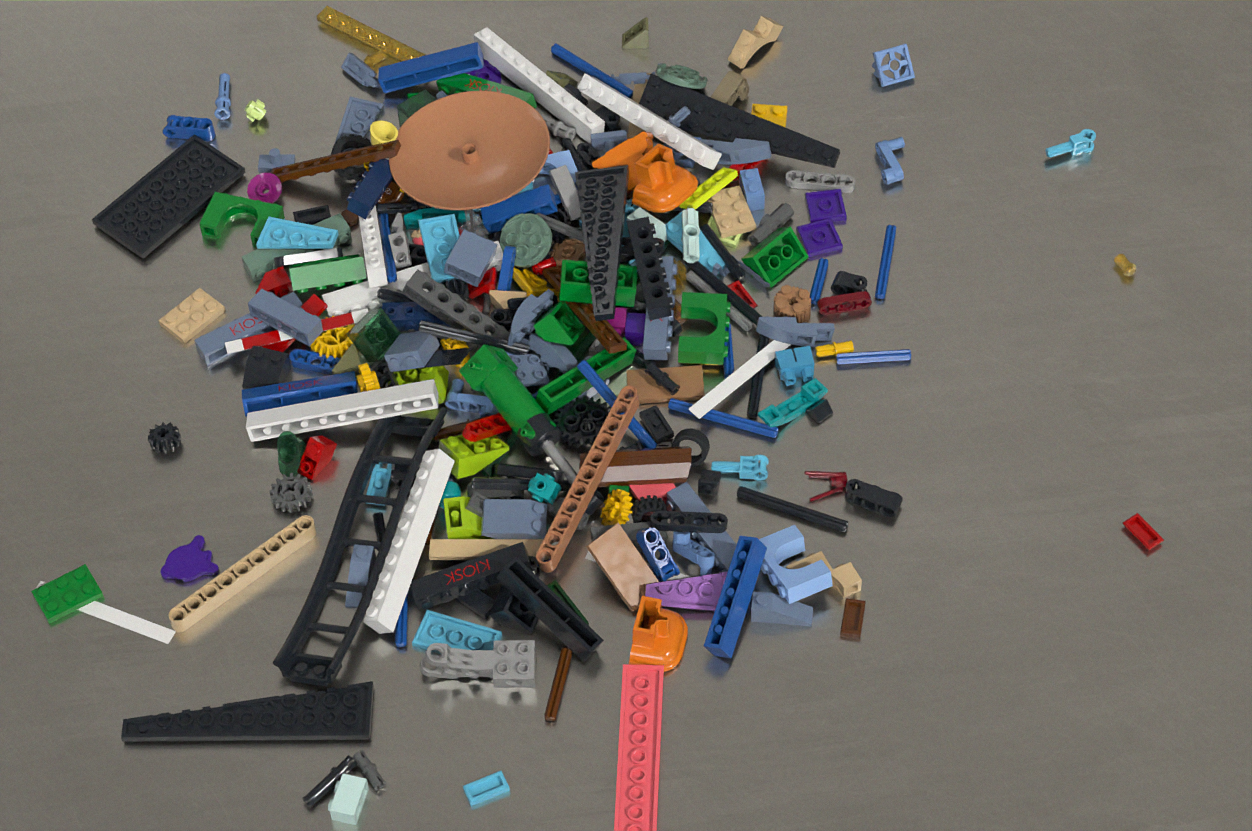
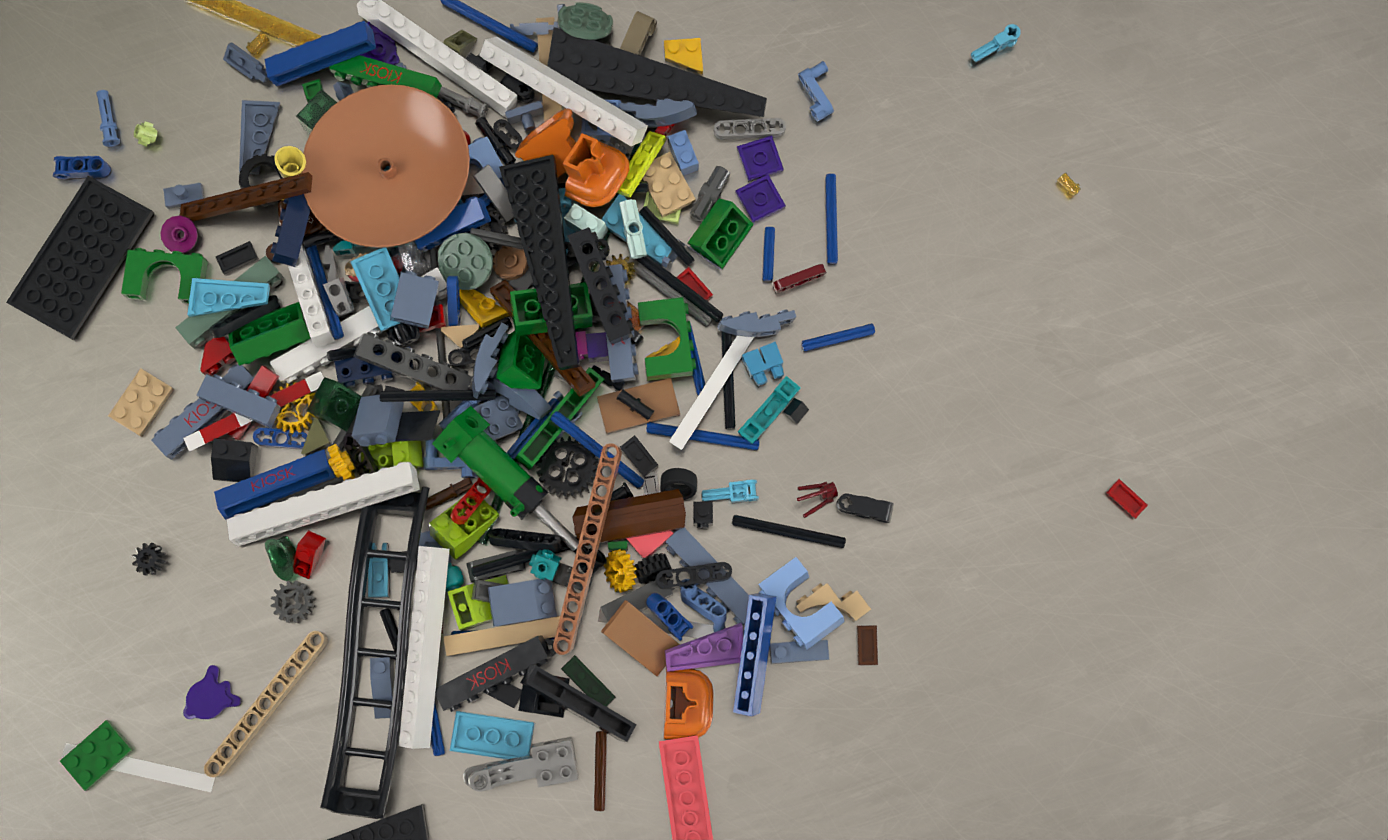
camera: 15 degrees left, 25 degrees up
(538, 268) = (492, 280): red pin -> none
(679, 116) = (592, 83): sand blue axle -> none
(792, 303) = (748, 283): medium nougat brick -> none
(834, 348) = (798, 335): yellow axle -> none
(848, 283) = (799, 255): black piece -> none

